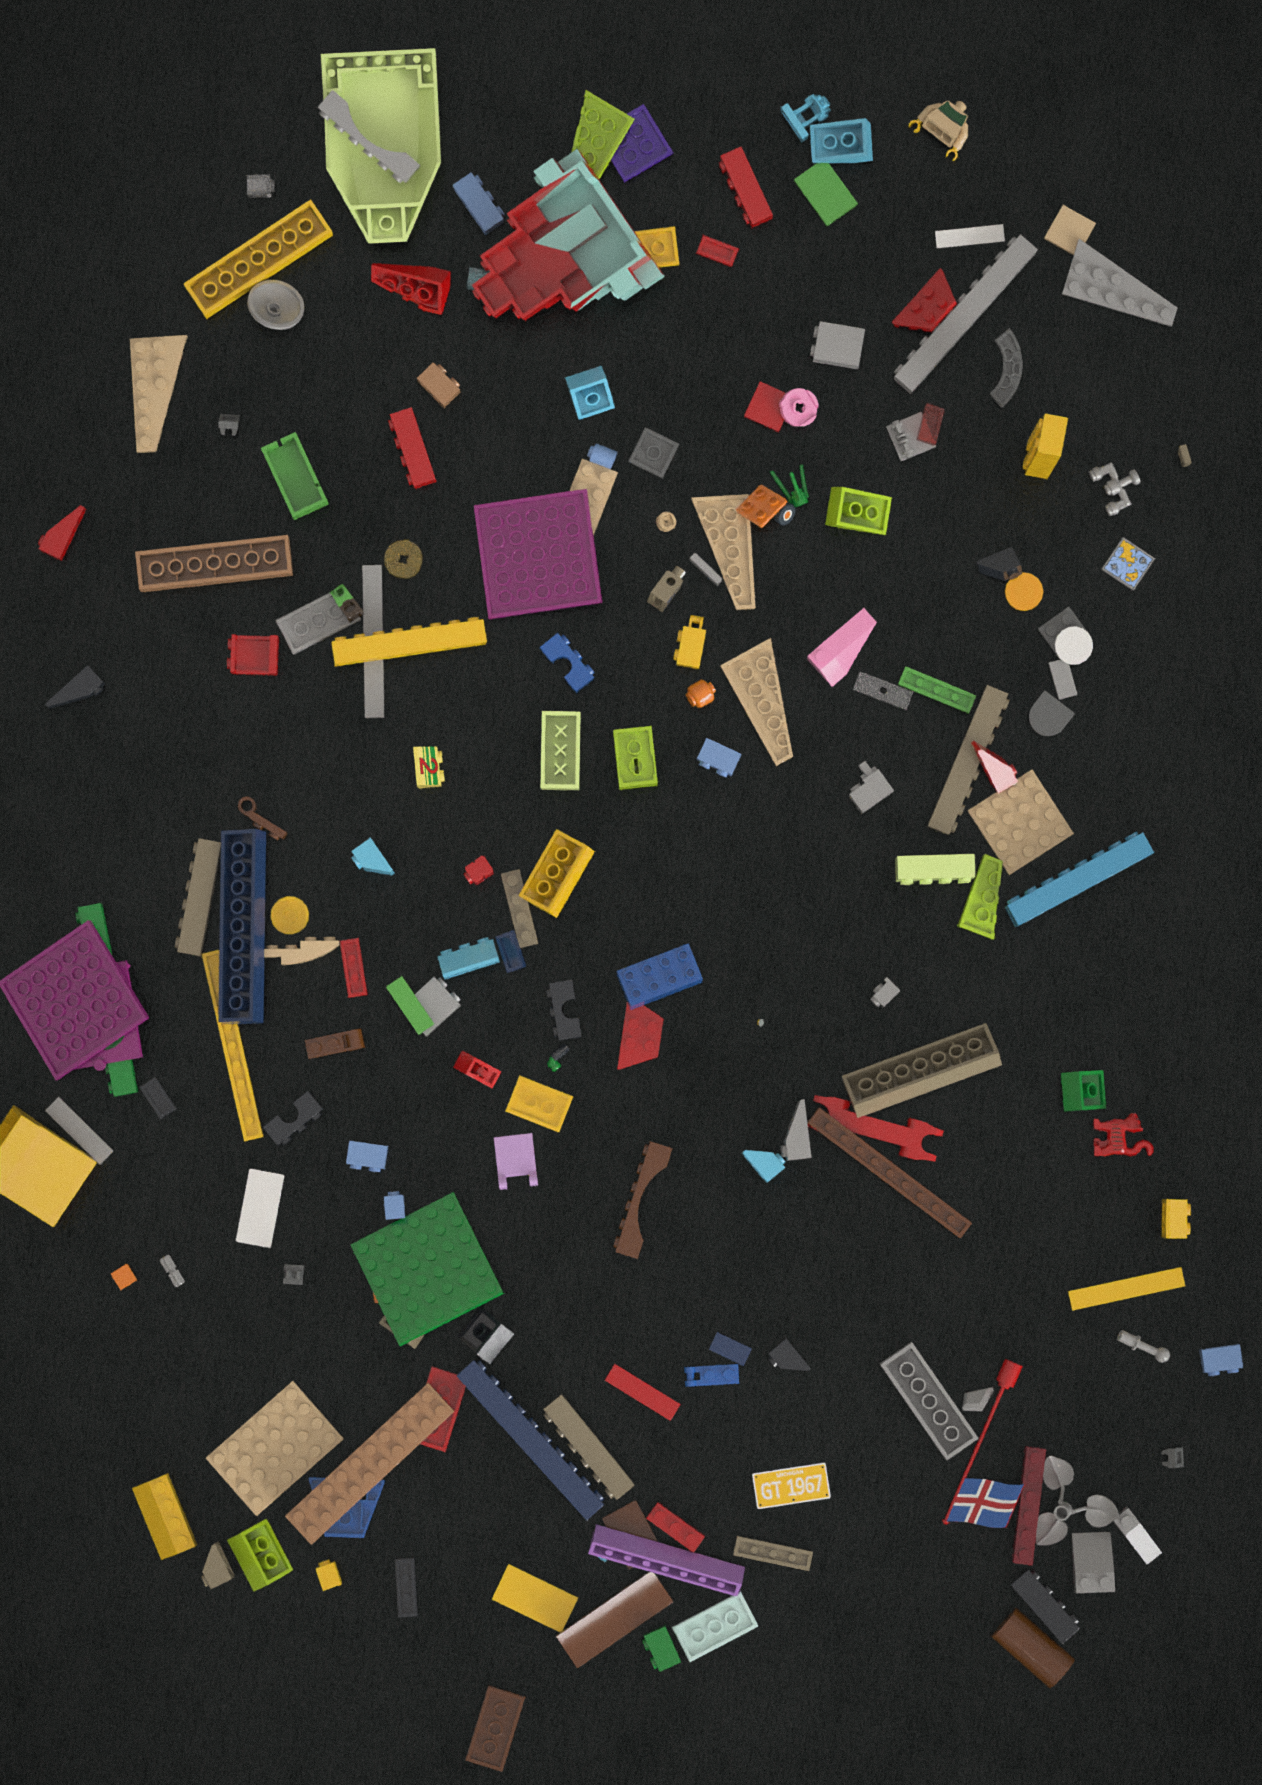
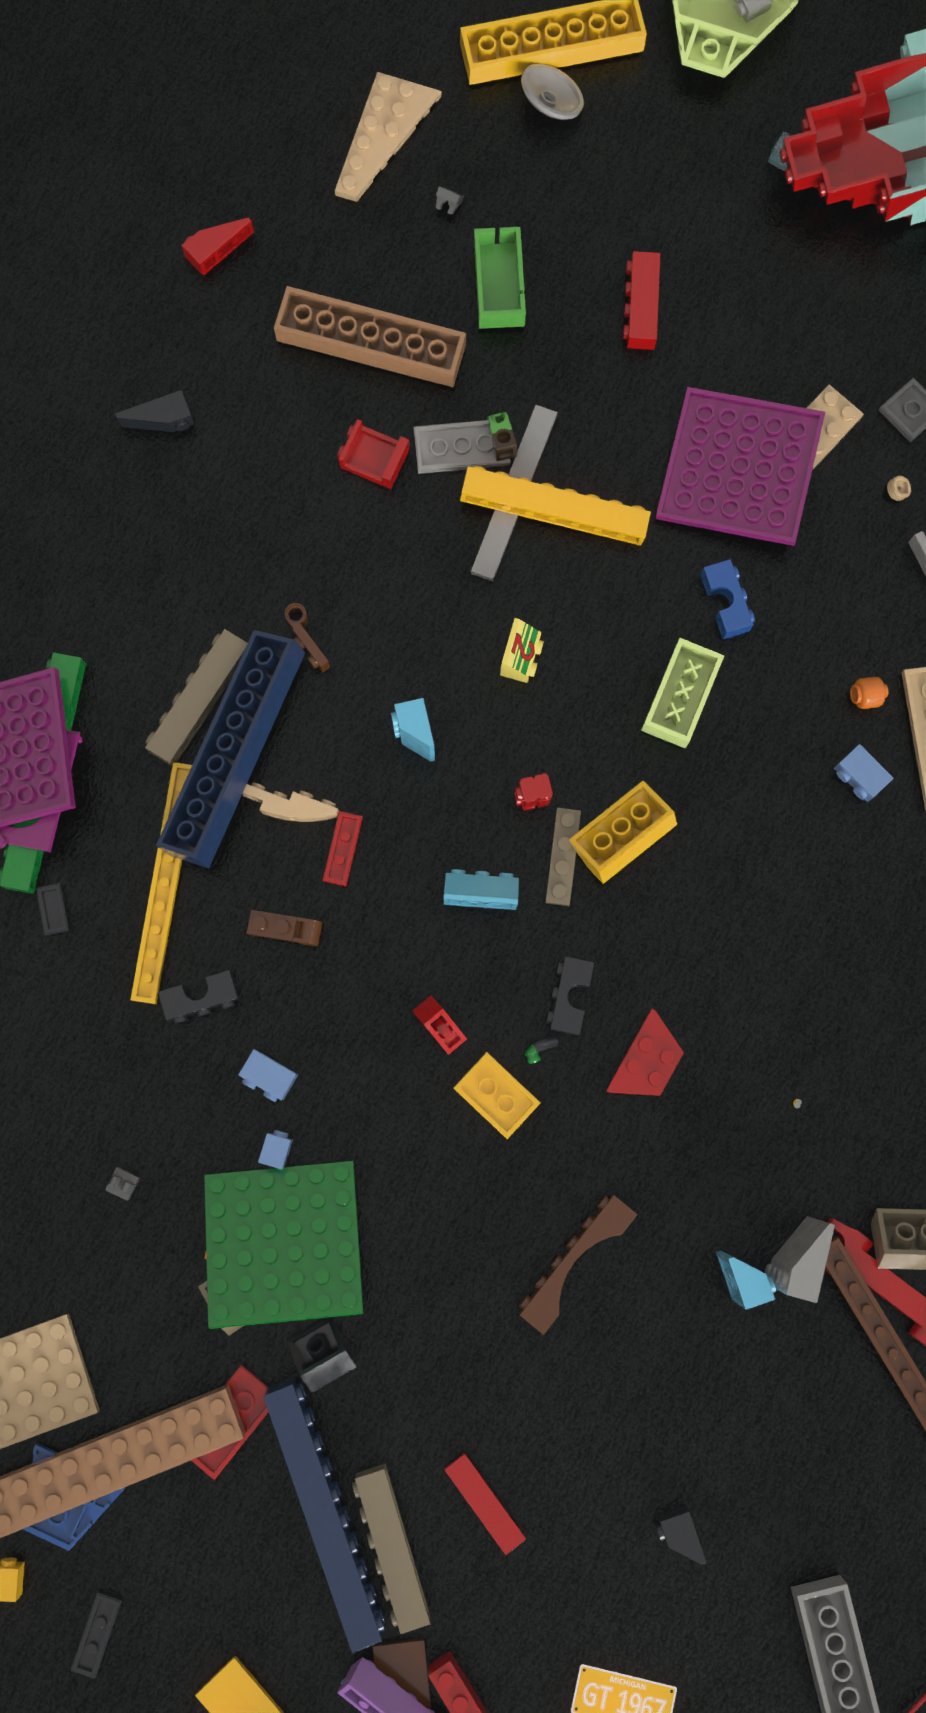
camera: 20 degrees right, 5 degrees down
(260, 1208) = (117, 1087): white sticker -> none
(289, 915) = (293, 759): yellow tile -> none
(404, 548) = (588, 404): clear yellow plate -> none
(410, 1005) = (390, 917): bright green tile -> none
(418, 284) = (716, 133): red wedge -> none
(437, 1002) = (415, 928): light grey brick -> none
(438, 384) = (698, 245): medium nougat brick -> none
(479, 203) = (816, 71): medium blue brick -> none
(510, 951) = (533, 902): dark blue tile -> none
(515, 1158) = (443, 1149): lavender flag -> none
(590, 392) = (865, 316): medium azure slope -> none
(602, 456) = (853, 389): medium blue brick -> none
(635, 757) = (767, 734): lime piece -> none
(659, 976) = (699, 1000): blue brick -> none
(664, 593) = (878, 558): dark tan torso -> none
(691, 644) = (878, 633): yellow brick -> none
(712, 1375) = (579, 1517): blue plate -> none
(730, 1349) = (613, 1492): dark blue tile -> none
(976, 1399) = (897, 1686): light grey piece -> none

